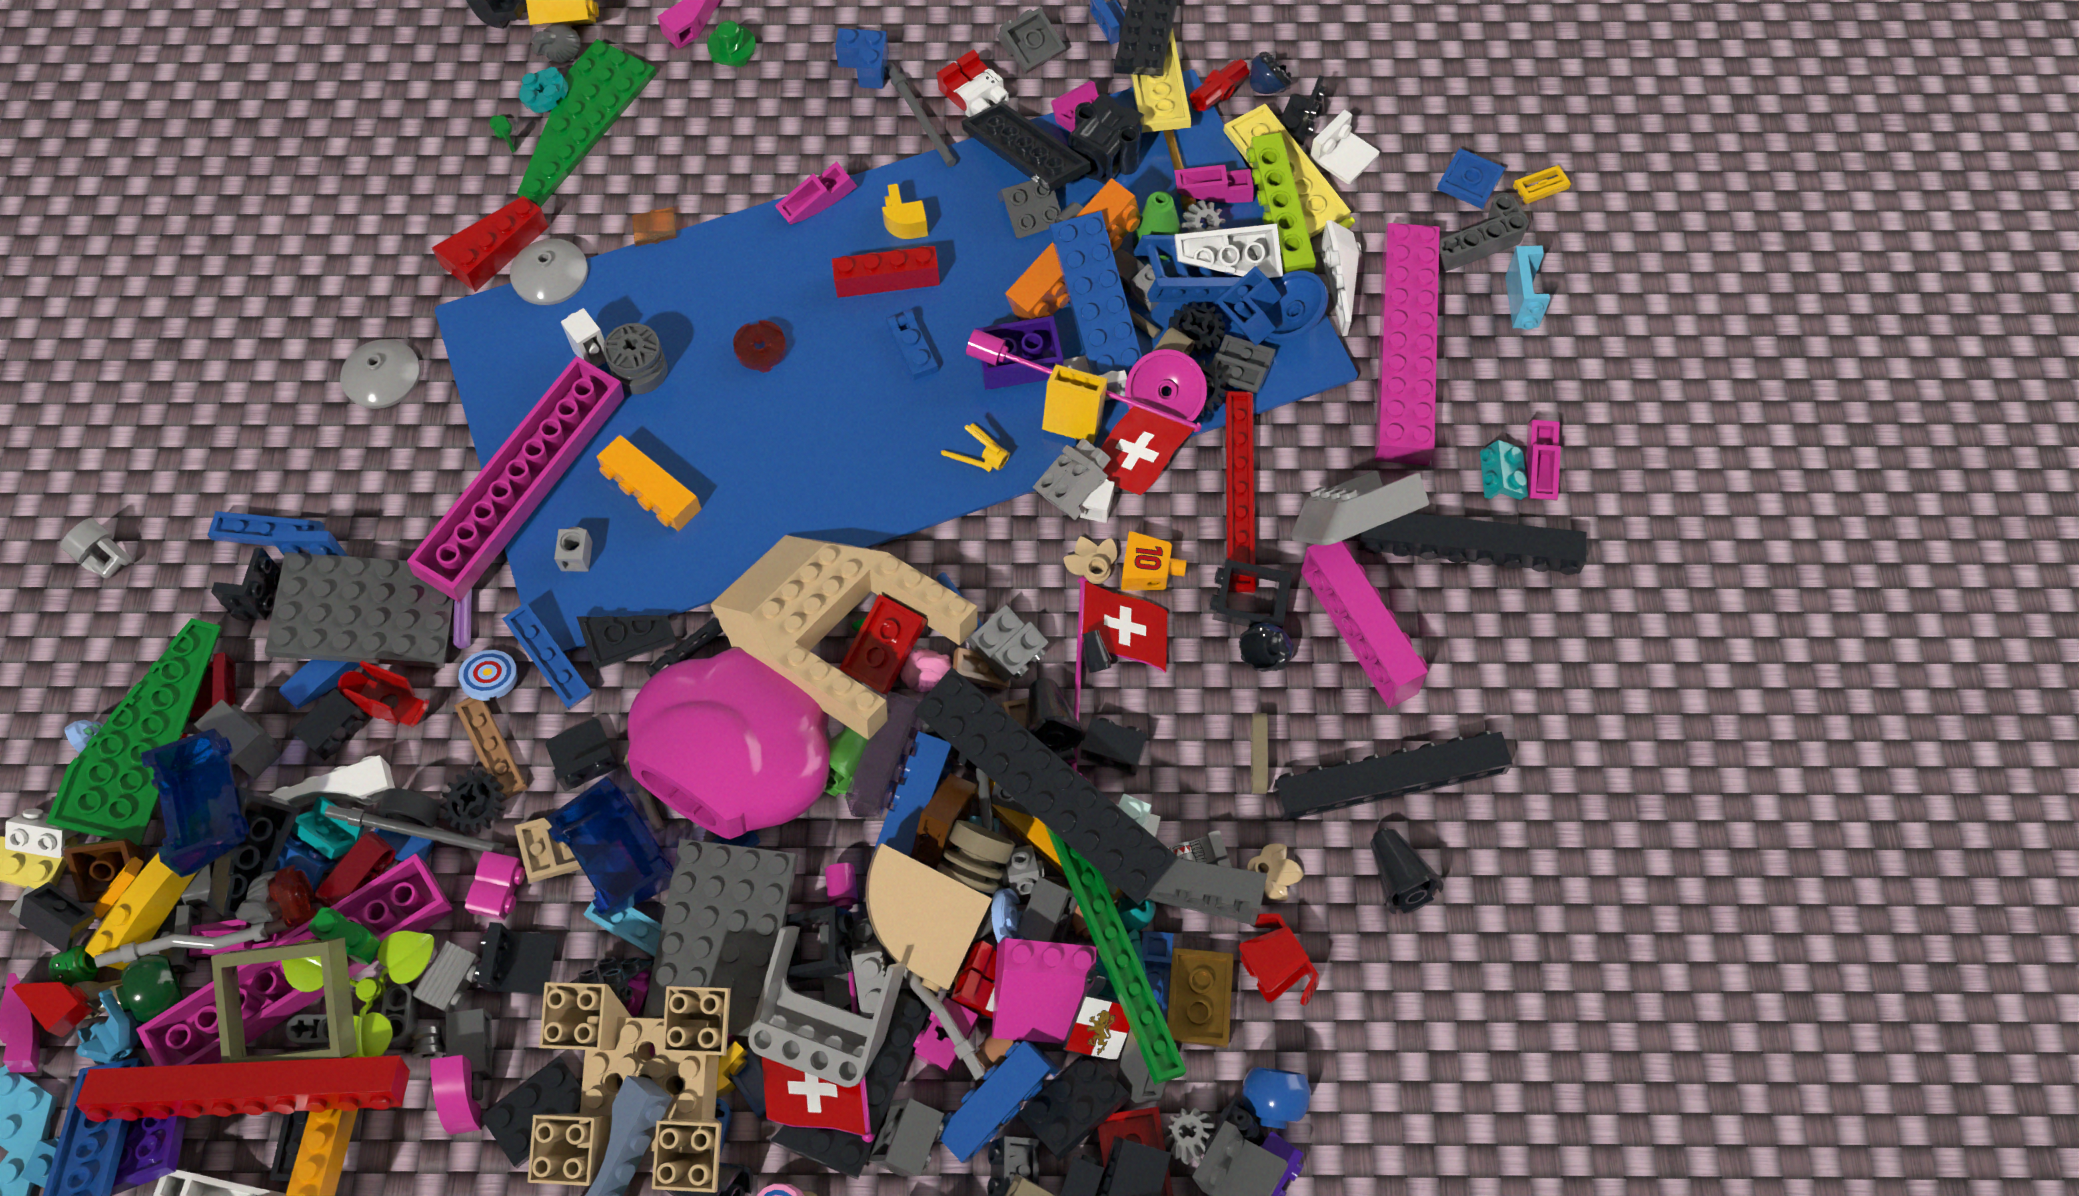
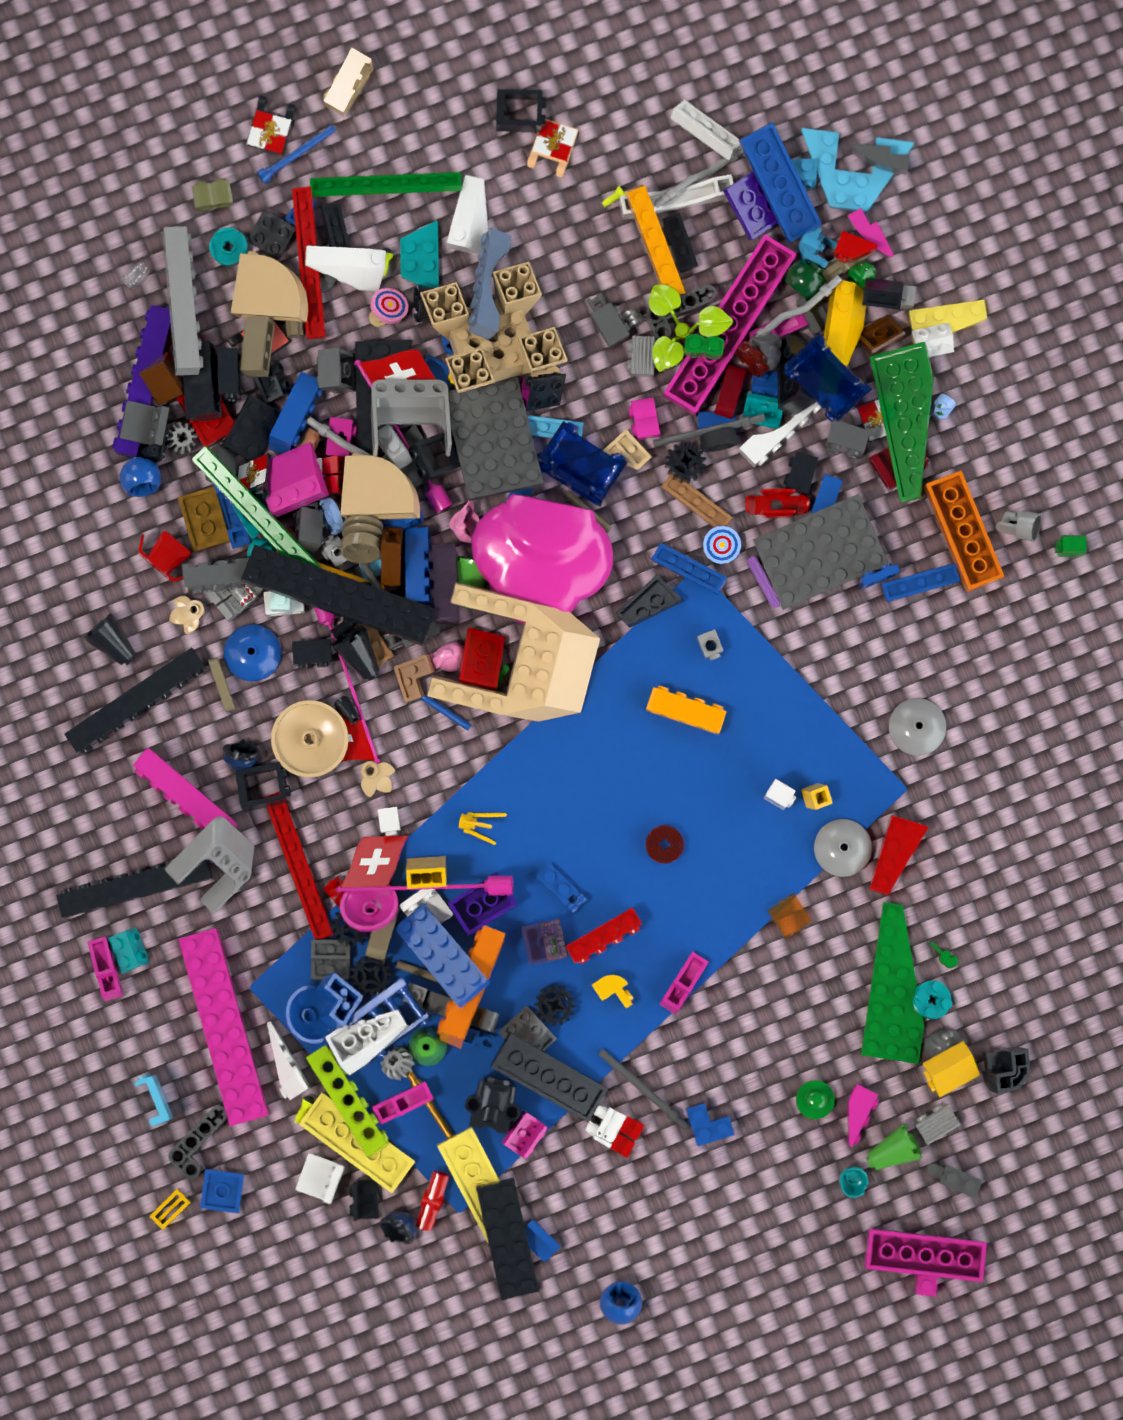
camera: 155 degrees right, 20 degrees up
(49, 494) = (1070, 546): none -> green brick
(117, 887) = (863, 326): light orange tile -> none
(168, 565) = (963, 531): none -> orange brick
(244, 1088) = (710, 244): red brick -> none
(256, 593) = (901, 523): black bracket -> none
(336, 993) = (719, 319): olive window -> none
(453, 1094) = (600, 295): dark pink brick -> none
(515, 961) = (607, 382): black bracket -> none
(516, 479) = (769, 676): dark pink brick -> none
(543, 325) = (816, 796): none -> yellow brick
(548, 1092) = (554, 305): black plate -> none
(581, 754) = (636, 517): black bracket -> none
(636, 358) = (728, 797): dark grey wheel -> none
(671, 656) = (611, 600): black pin -> none
(820, 835) = (465, 522): none -> bright pink hair
(963, 285) = (544, 942): none -> clear purple slope
(982, 222) = (549, 1017): none -> black gear
(1008, 644) = (403, 691): plate -> none
(1030, 39) = (590, 1190): dark grey plate -> none
(1073, 477) = (407, 821): light grey hips -> none
(1149, 563) = (337, 786): light orange torso -> none
(1162, 629) = (309, 738): none -> tan dish
(1196, 800) = (262, 662): none -> blue dish
(1201, 444) = (331, 890): none -> red bracket

